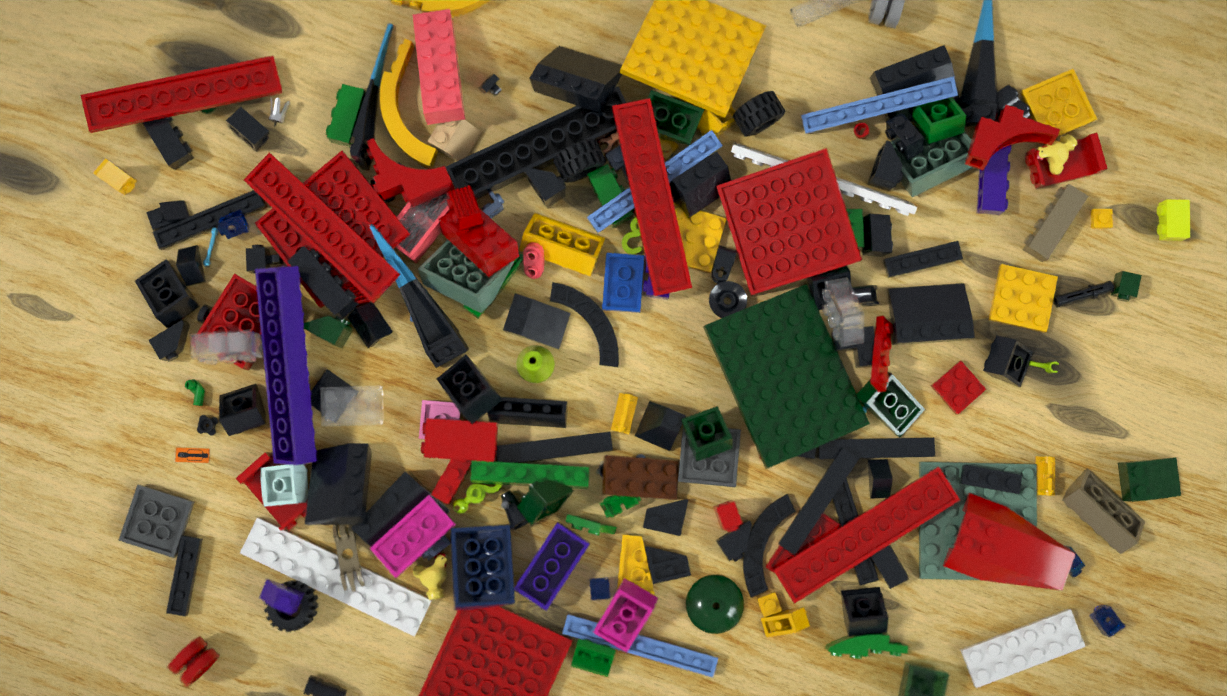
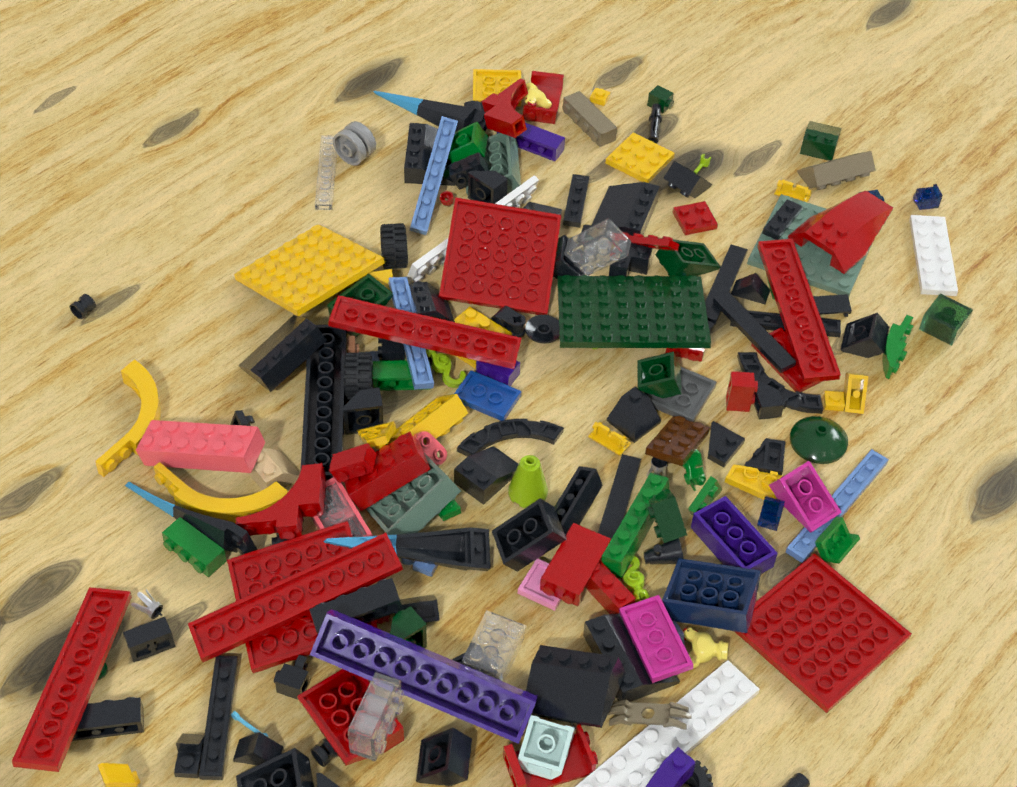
camera: 70 degrees left, 35 degrees down
(236, 219) = (241, 687): clear blue brick -> none
(520, 210) = (377, 435): none -> yellow wing
(1174, 220) = (623, 59): neon yellow brick -> none

